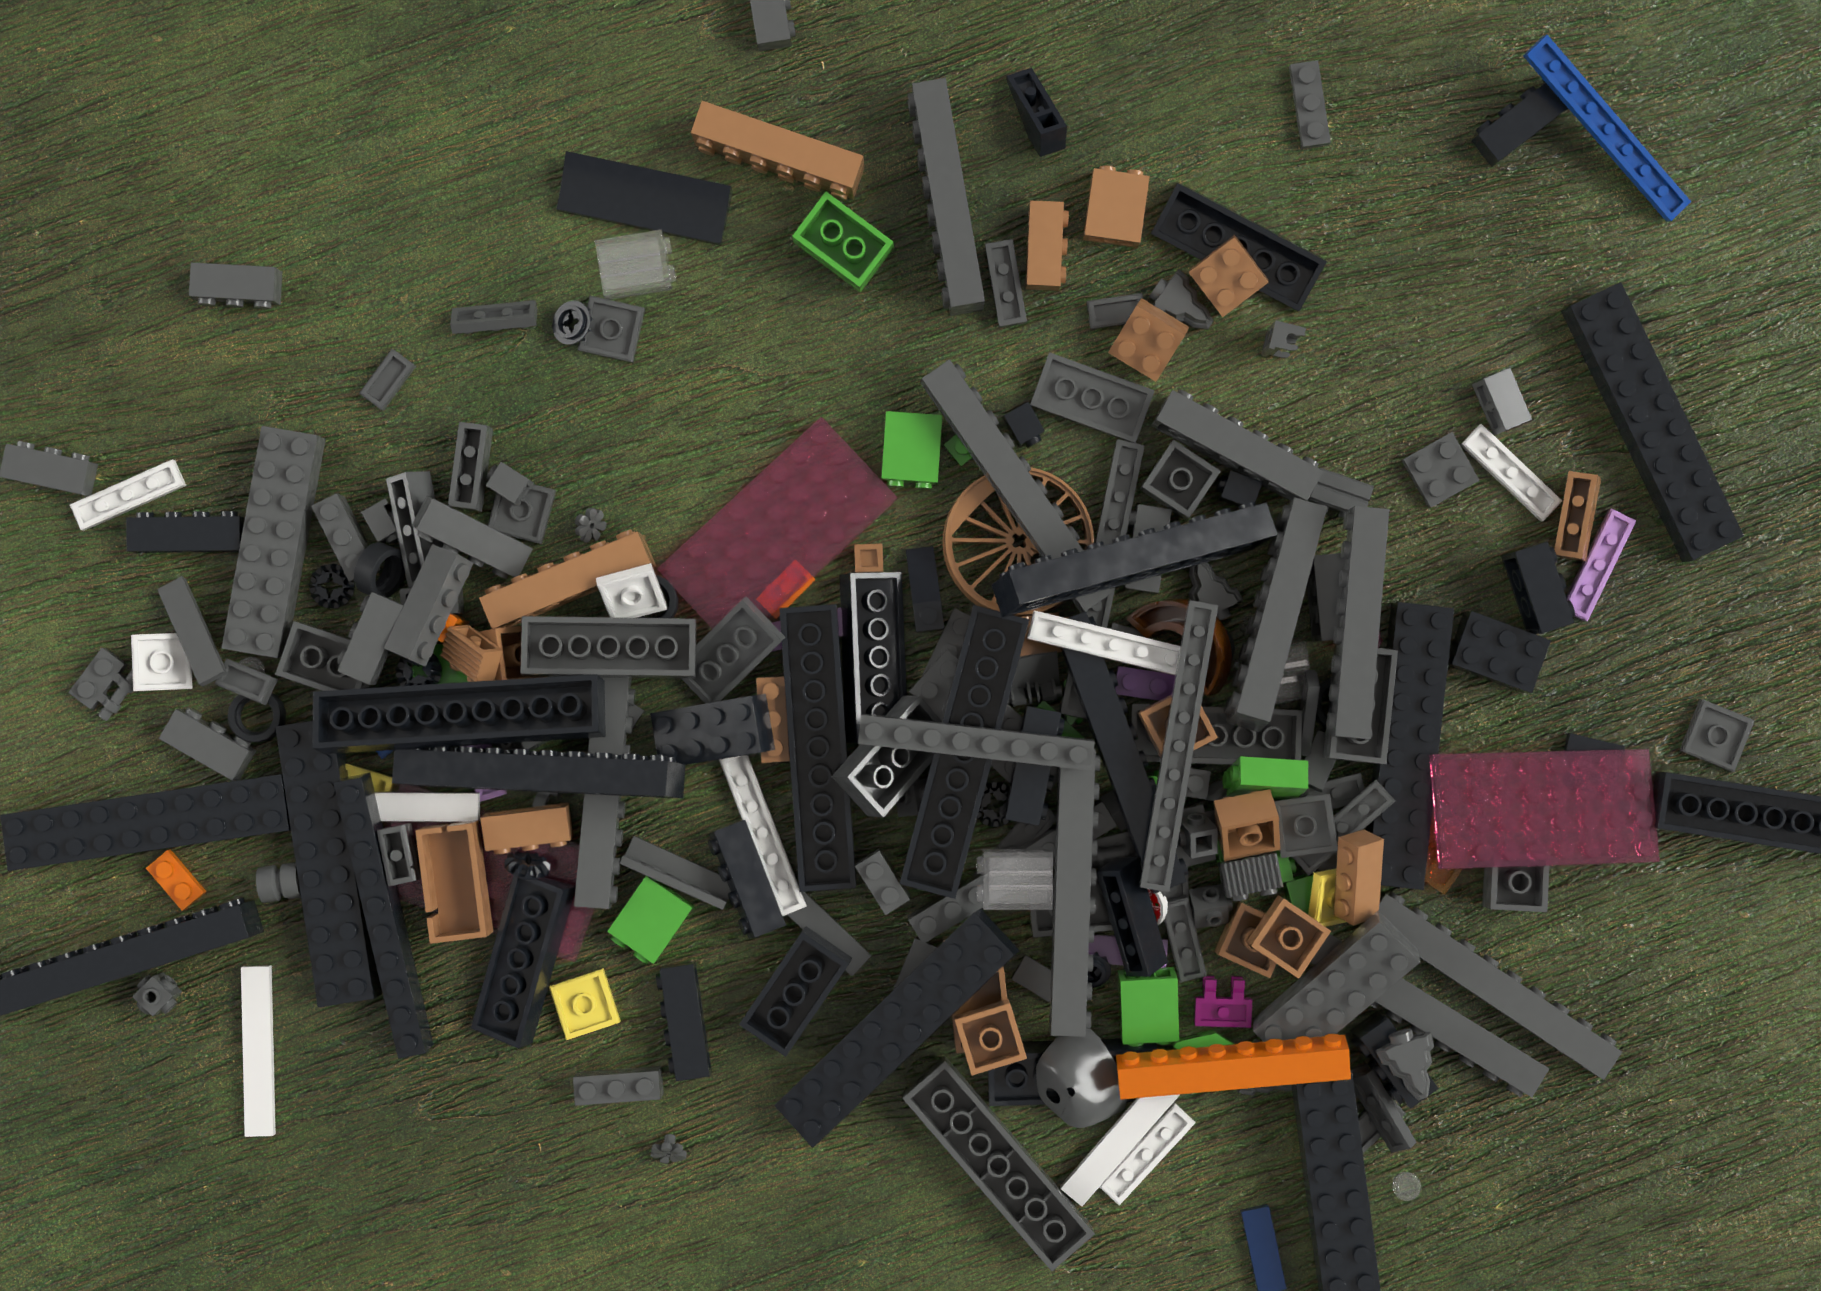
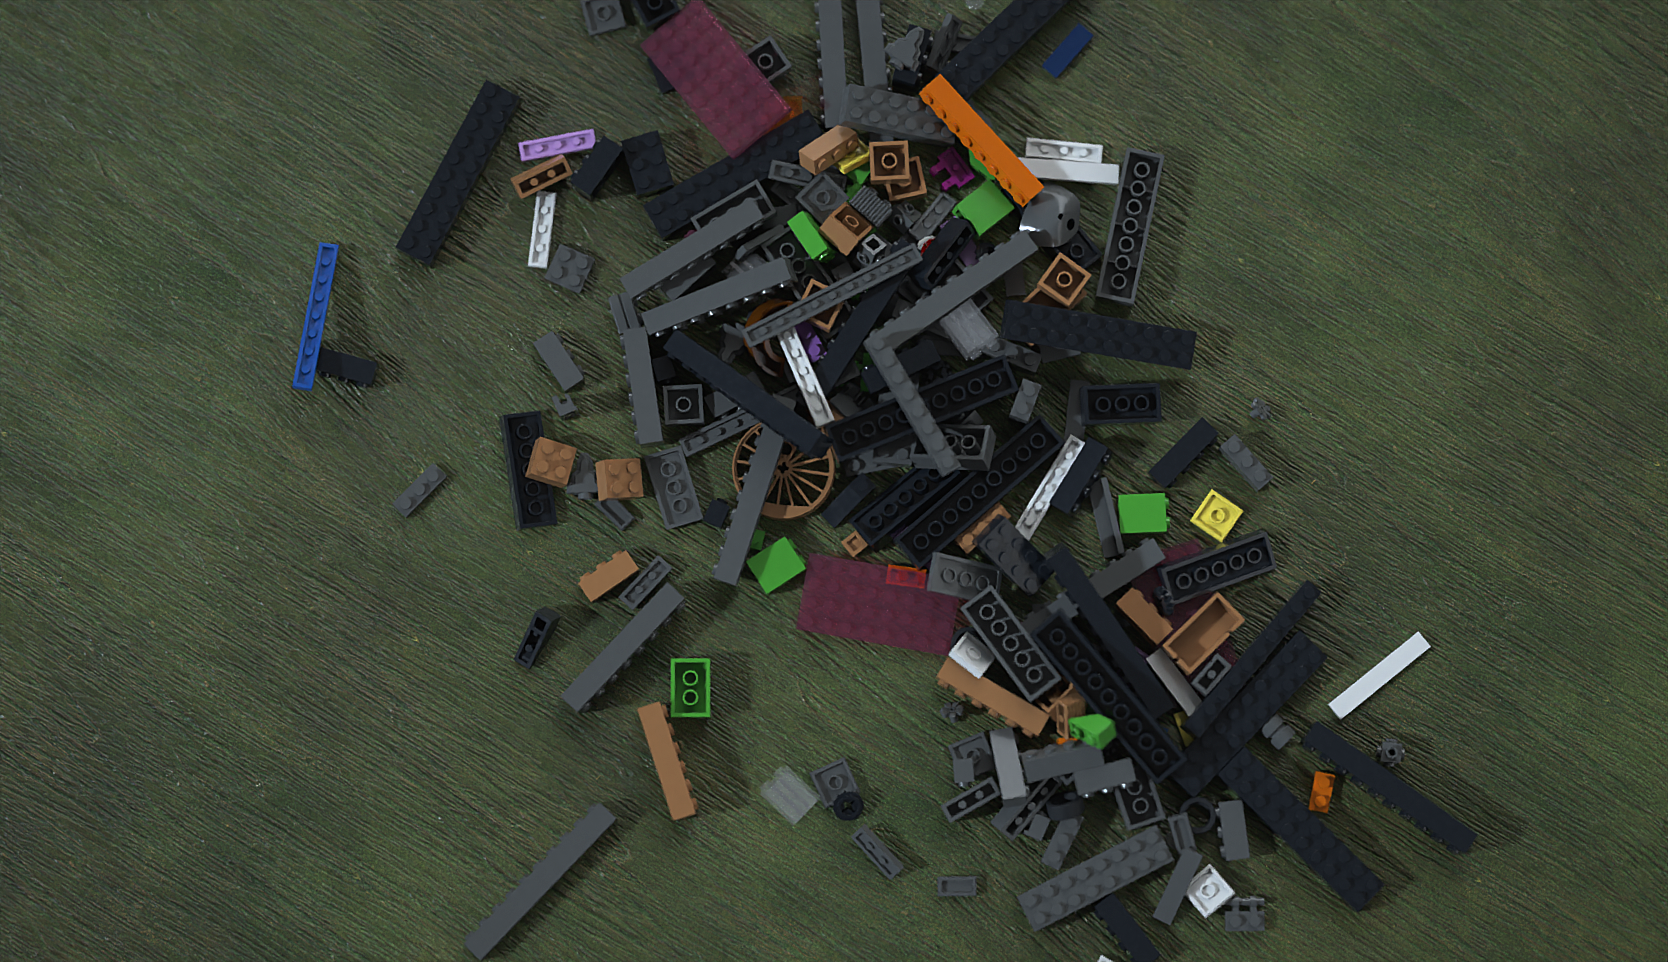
camera: 125 degrees left, 5 degrees down
(339, 596) = (1085, 828): black gear -> none
(431, 664) = (1093, 729): none -> bright green slope
(644, 198) = (748, 818): black arch -> none
(1116, 206) = (557, 553): medium nougat brick -> none
(1340, 376) = (560, 361): none -> dark grey brick
(1502, 401) = (507, 263): hinge -> none

